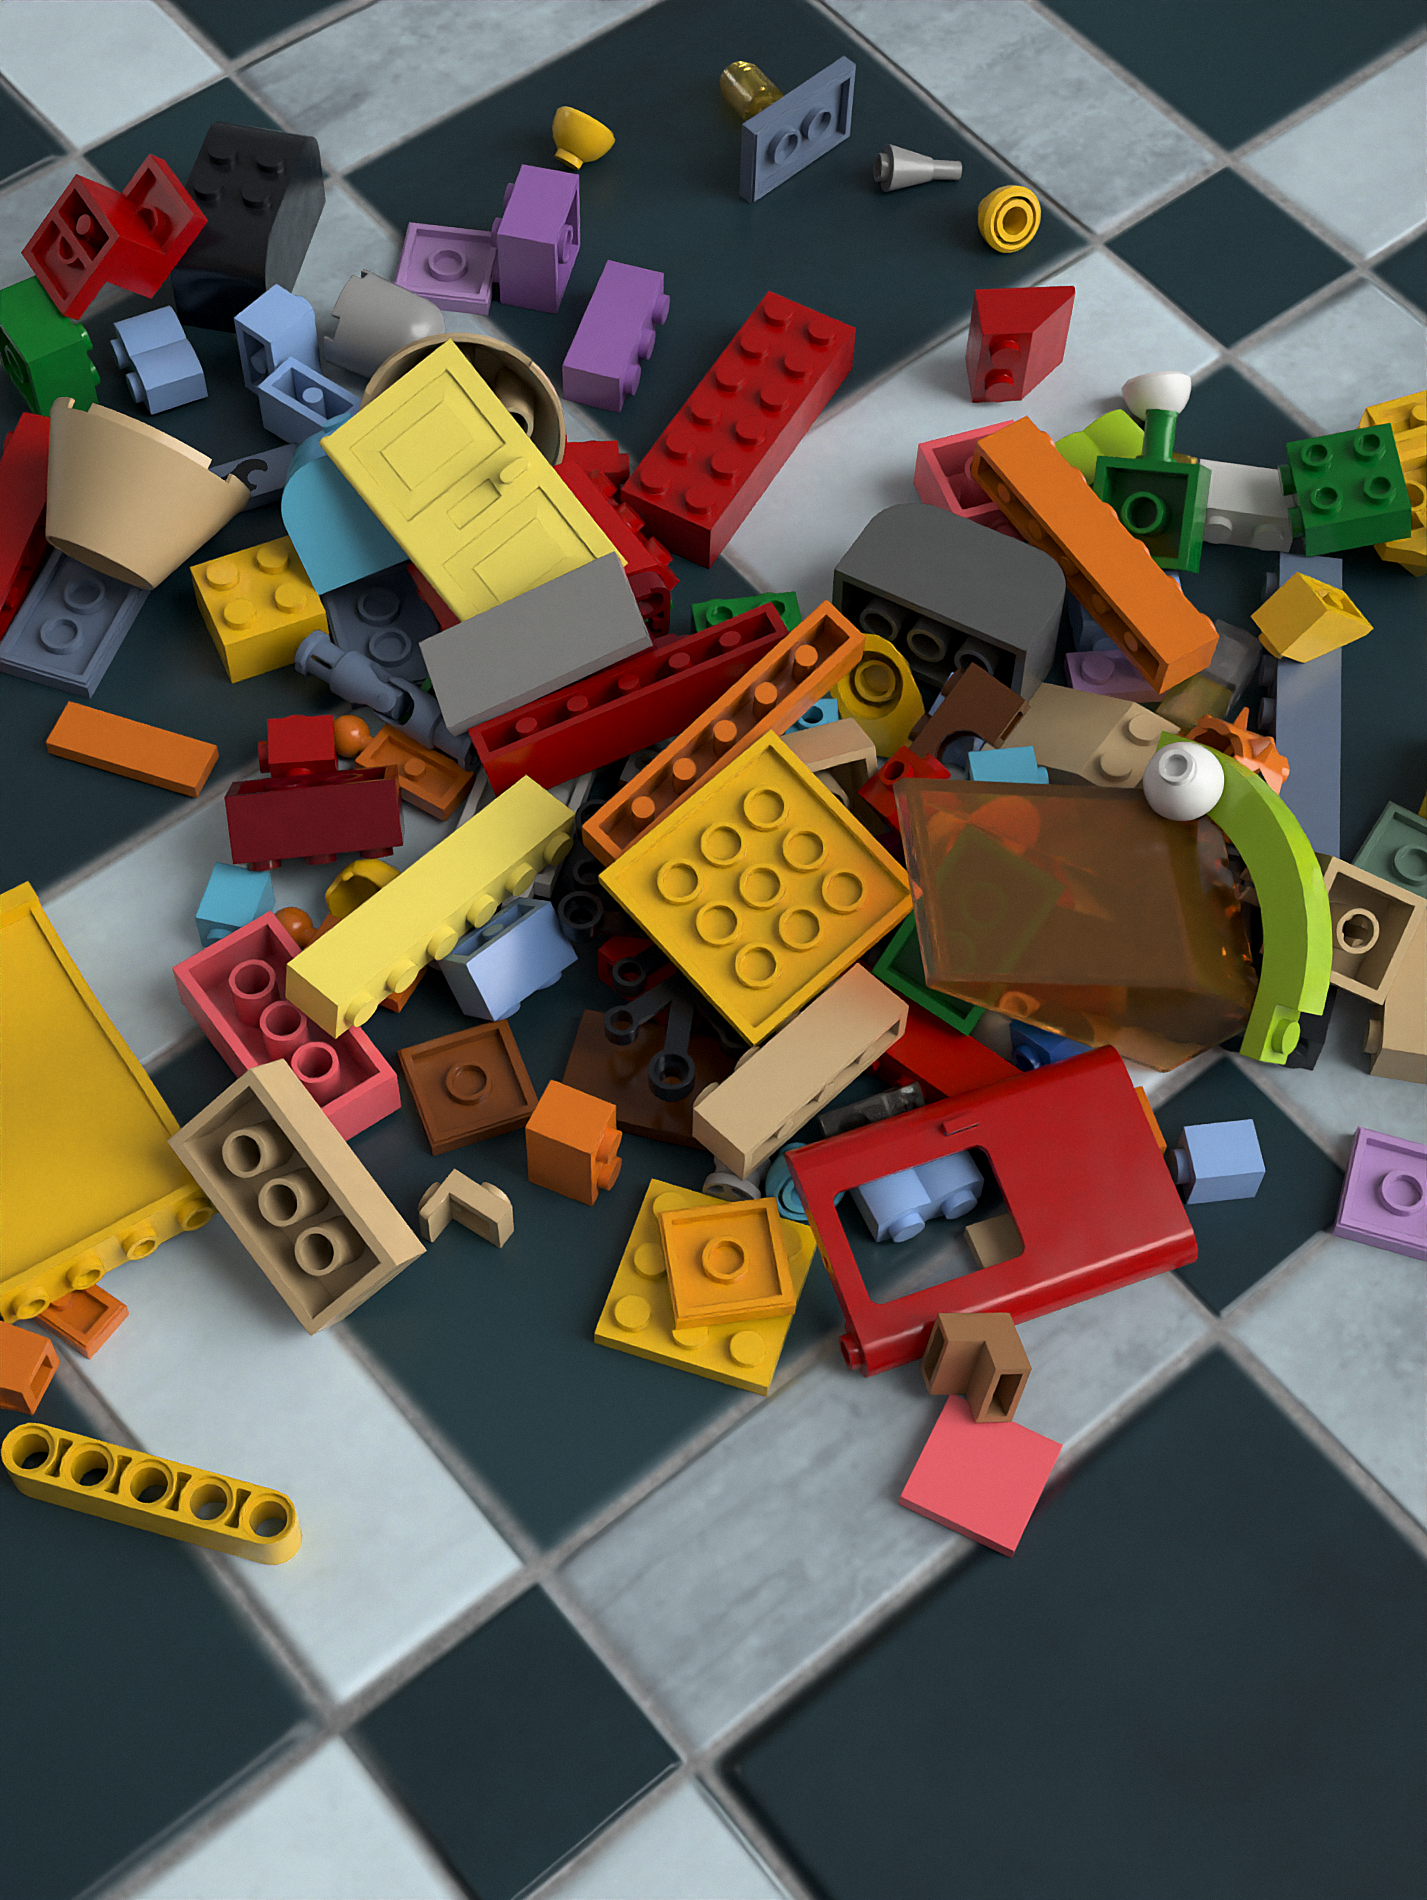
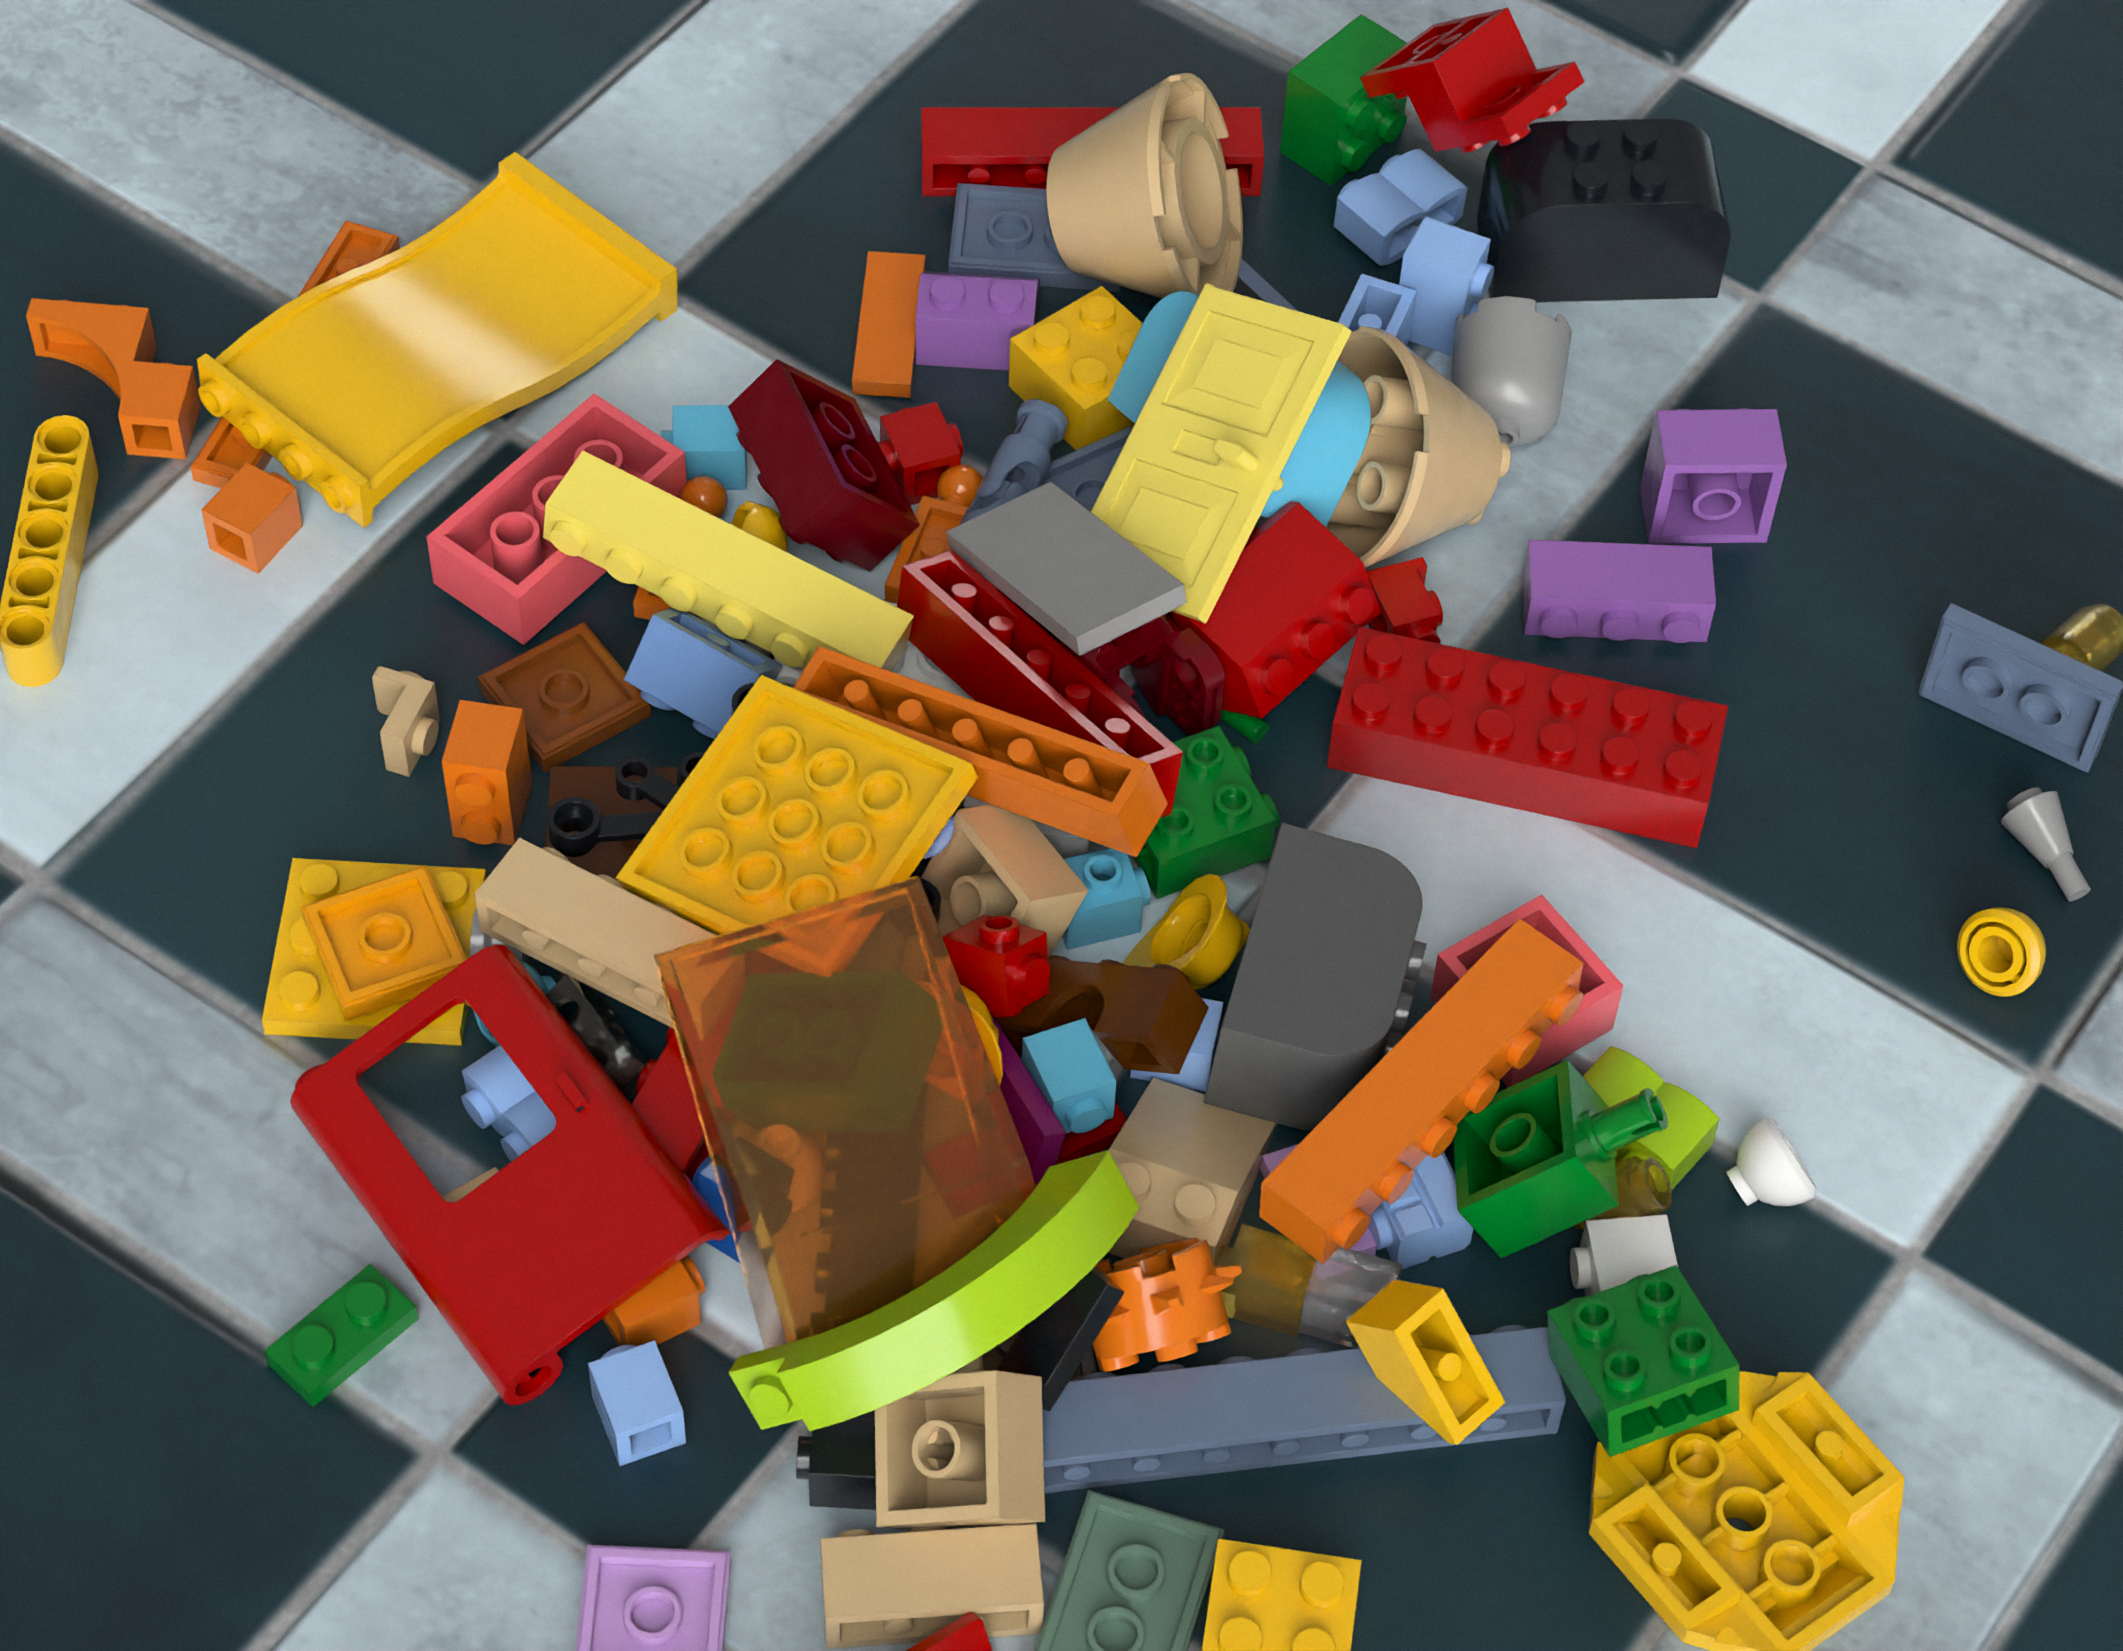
camera: 75 degrees right, 5 degrees down
(159, 672) = (972, 318): none -> medium lavender slope
(179, 1301) = (252, 517): none -> orange brick
(296, 1195) = (352, 548): tan brick -> none
(448, 267) = (1629, 408): lavender tile -> none
(579, 137) = (1915, 489): yellow brick -> none
(979, 1359) = (317, 1190): medium nougat piece -> none
(980, 1476) = (203, 1239): coral tile -> none
(1016, 339) = (1772, 980): red slope -> none
(1099, 1379) = (341, 1335): none -> green plate
(1183, 781) = (1028, 1168): white brick -> none

